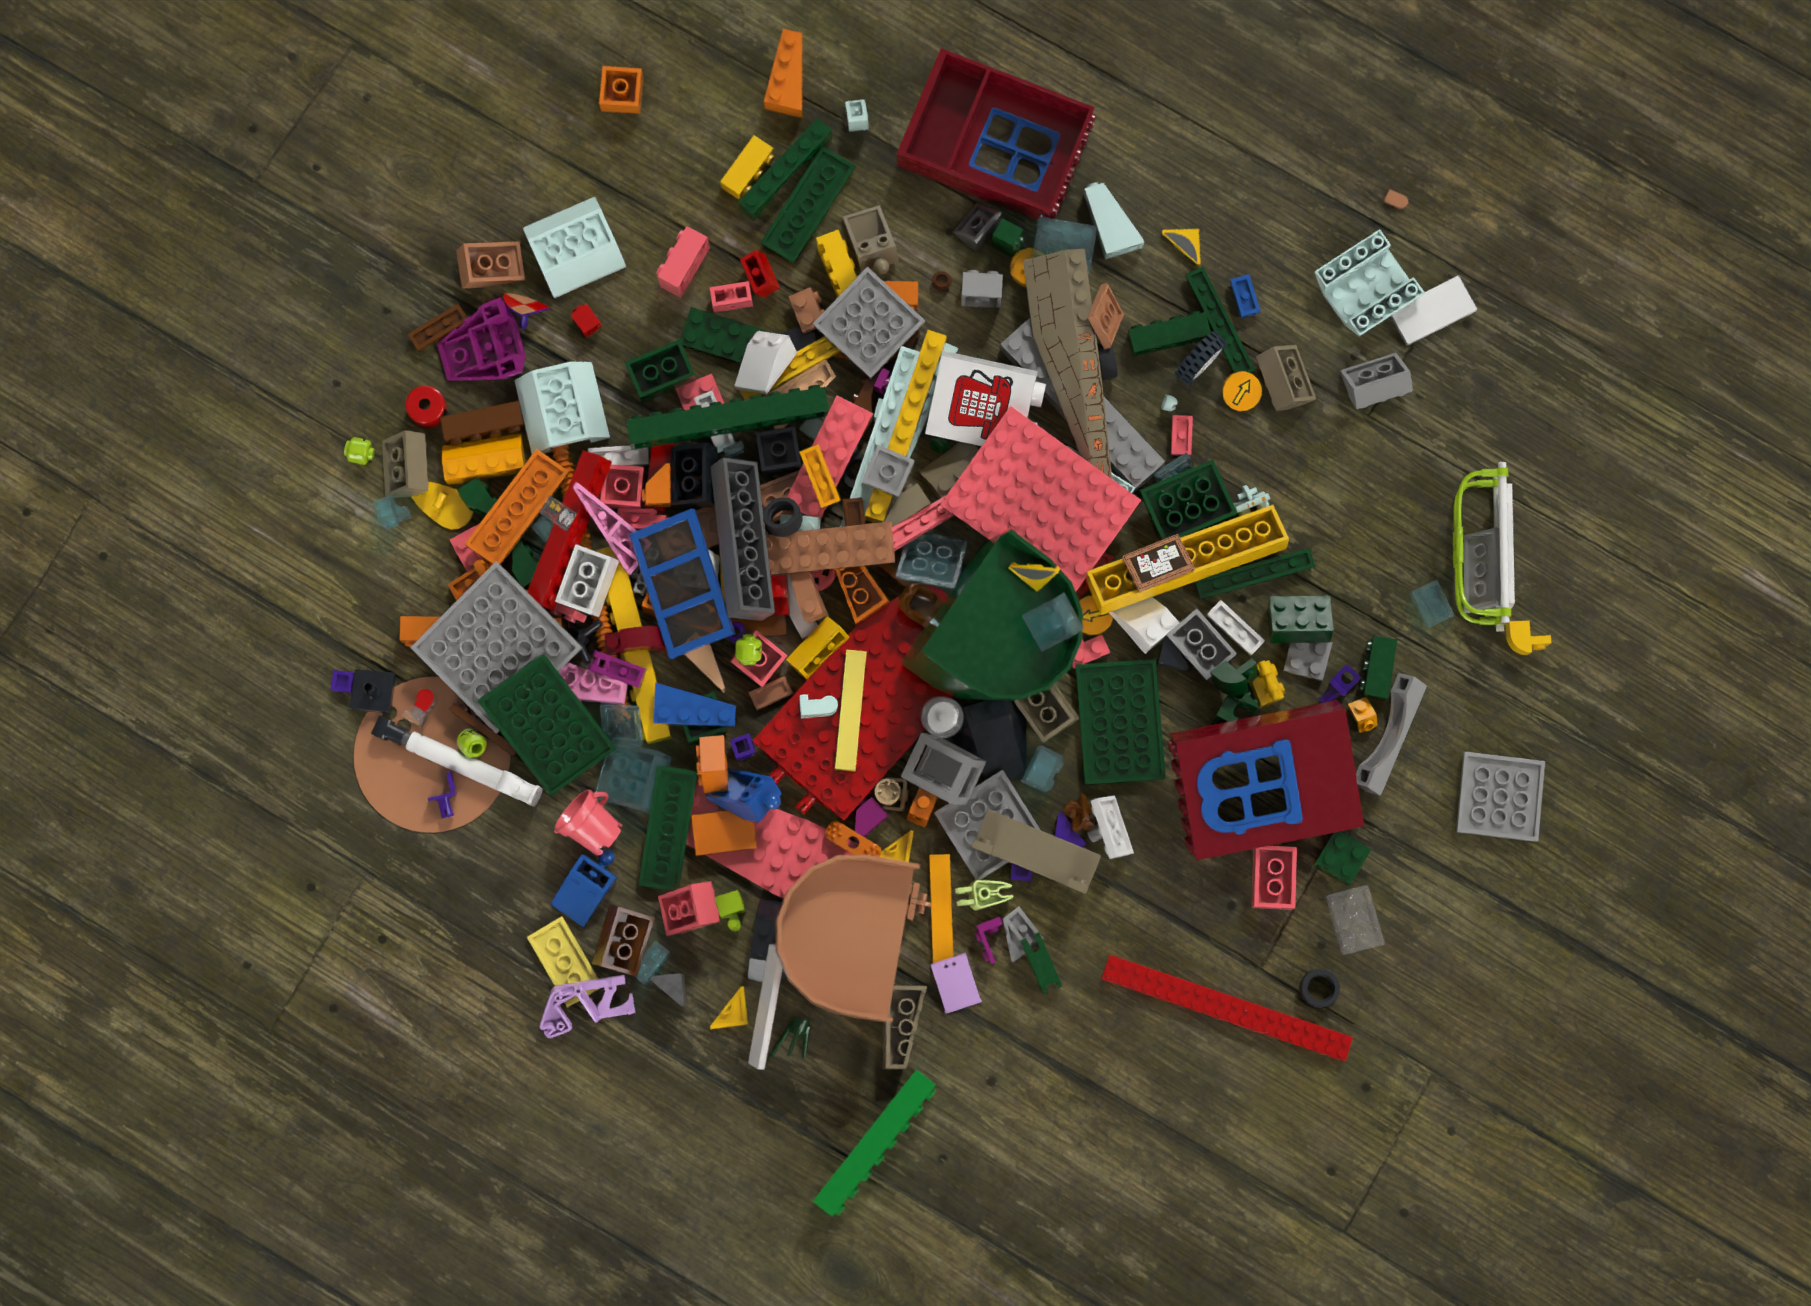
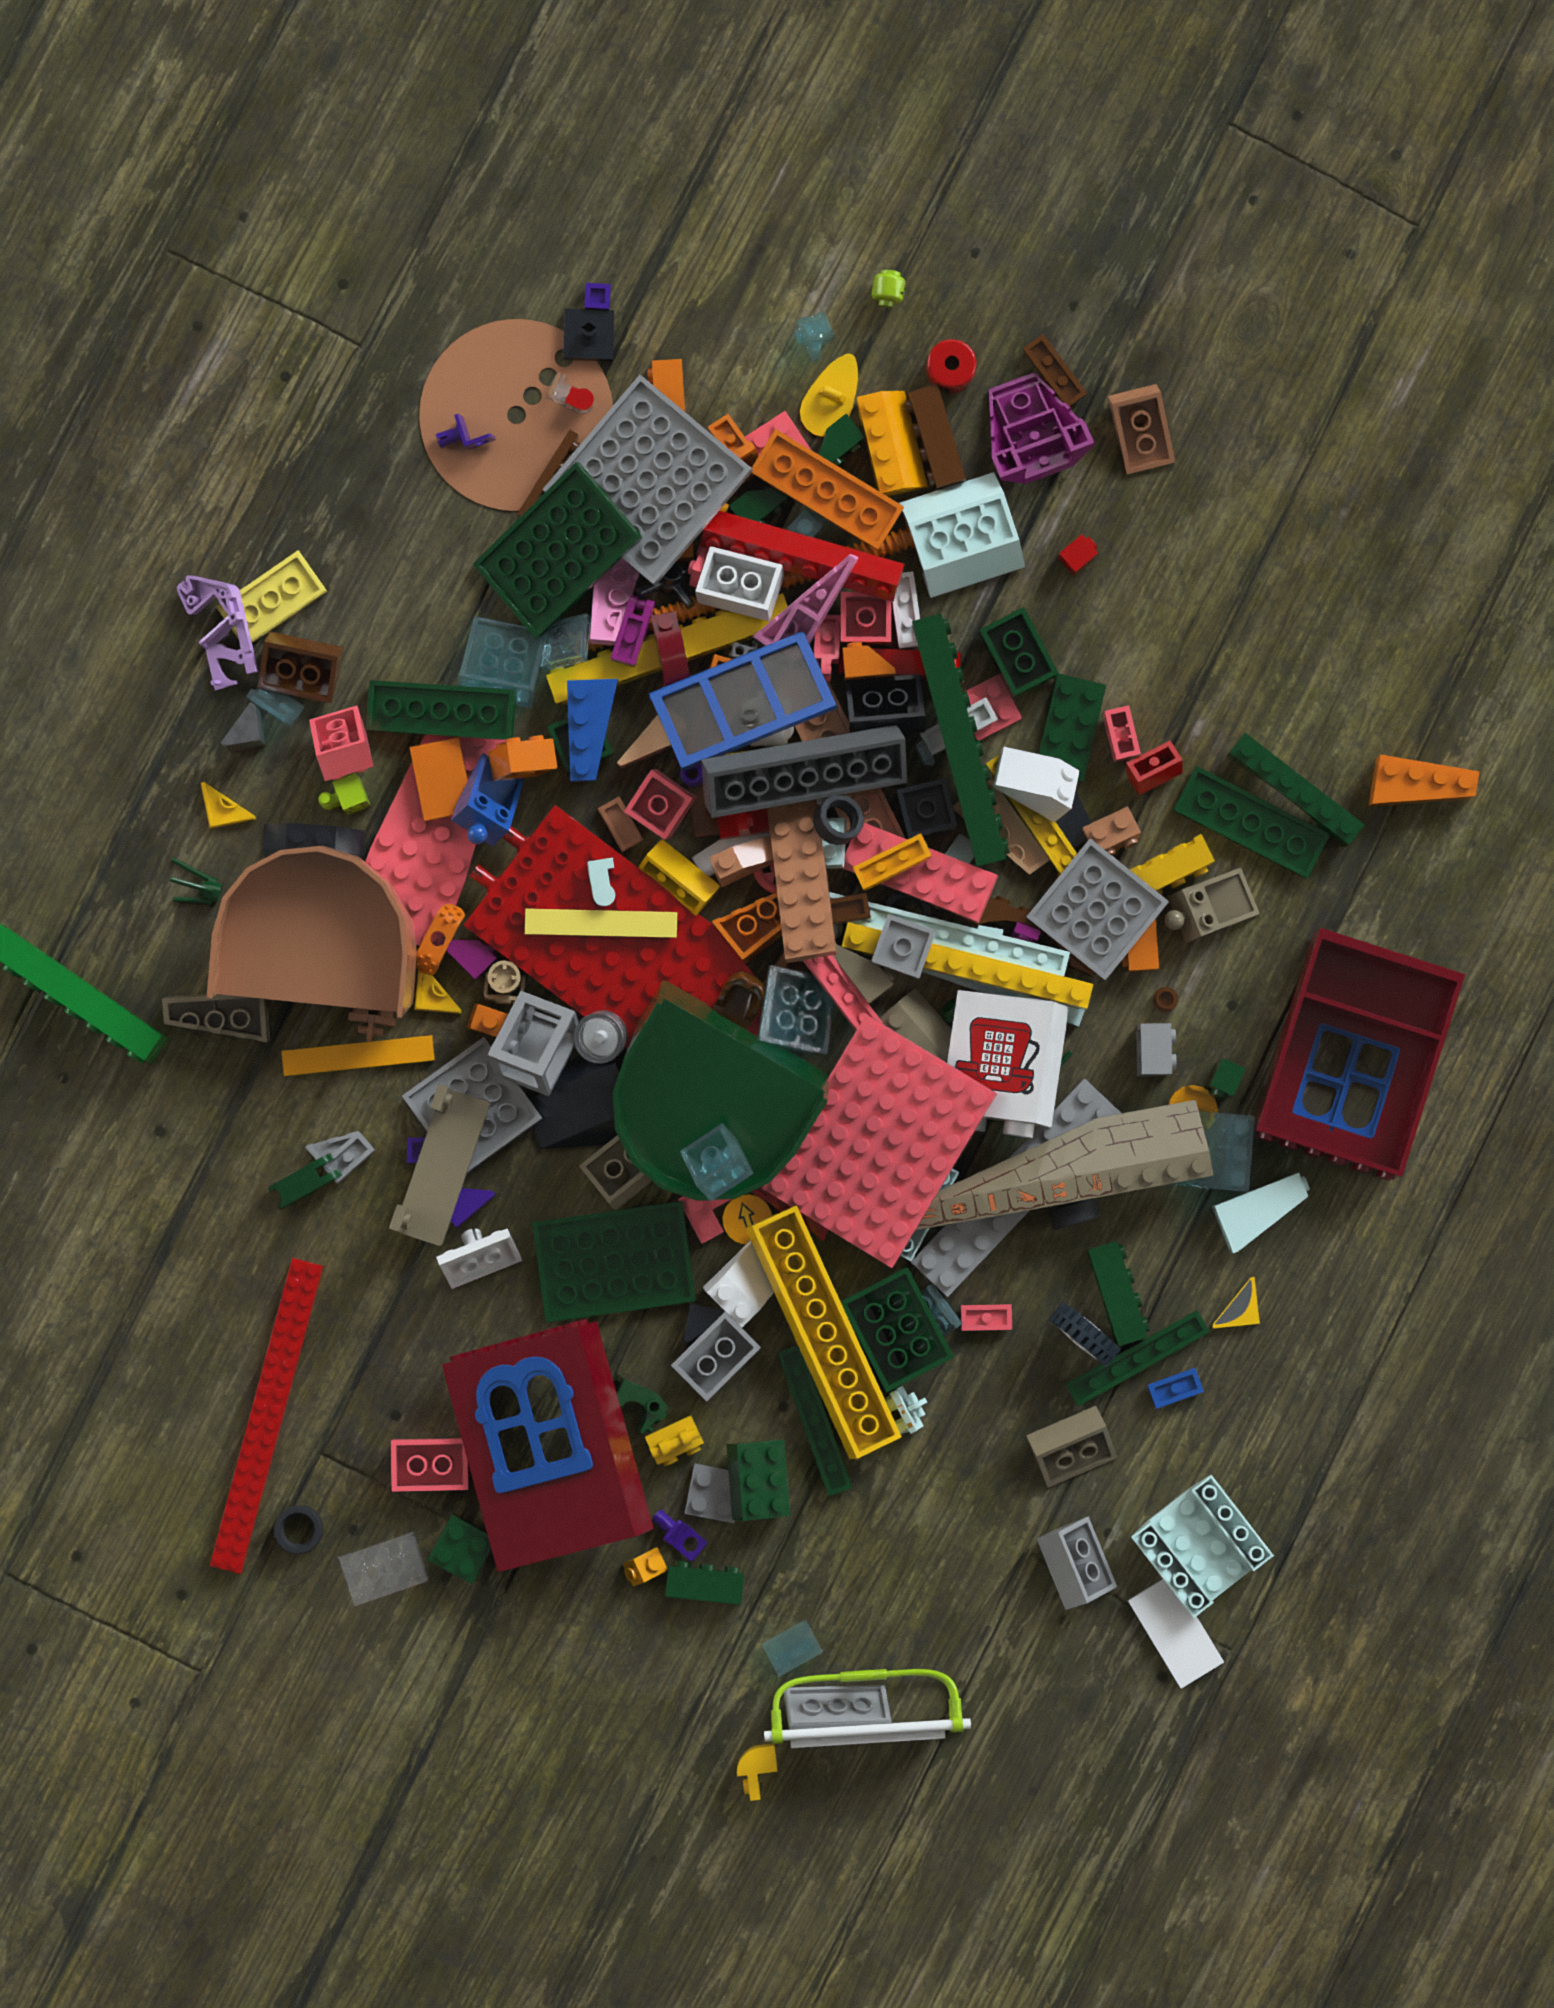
camera: 80 degrees right, 5 degrees up
(405, 464) = (874, 347): dark tan slope -> none
(455, 760) = (484, 505): white piece -> none
(471, 743) = (530, 460): lime head -> none
(523, 307) = (1089, 474): shield -> none
(558, 513) = (821, 540): clear tile -> none
(574, 247) = (1172, 530): light aqua slope -> none
(584, 890) = (361, 615): blue slope -> none
(589, 822) = (440, 612): coral piece -> none
(621, 90) = (1382, 572): orange brick -> none
(683, 261) = (1161, 669): coral brick -> none
(743, 747) = (547, 793): dark purple brick -> none
(747, 167) = (1293, 742): yellow brick -> none
(748, 650) = (664, 789): lime head -> none
(766, 1010) = (218, 846): white tile -> none
(857, 115) = (1376, 875): light aqua slope -> none
(955, 983) = (275, 1078): lavender container -> none
(977, 225) = (1241, 1039): flat silver slope -> none
(983, 894) = (385, 1105): yellowish green hinge -> none
(991, 927) = (347, 1115): magenta bracket -> none
(1033, 574) = (776, 1135): yellow tile -> none
(1042, 769) = (546, 1168): clear light blue brick -> none
(1079, 814) = (493, 1215): reddish brown hips -> none
(1105, 315) = (1129, 1209): nougat tile -> none
(1158, 563) = (812, 1294): tile -> none
(1169, 402) = (1027, 1299): light aqua hinge -> none
(1232, 680) = (670, 1397): dark green brick -> none
(1235, 628) = (743, 1399): white plate -> none
(1241, 391) = (1049, 1390): light orange tile -> none
(1396, 200) = (1319, 1577): nougat piece -> none
(1404, 703) = (664, 1618): light grey arch -> none
(1500, 796) = (552, 1745): light grey plate -> none

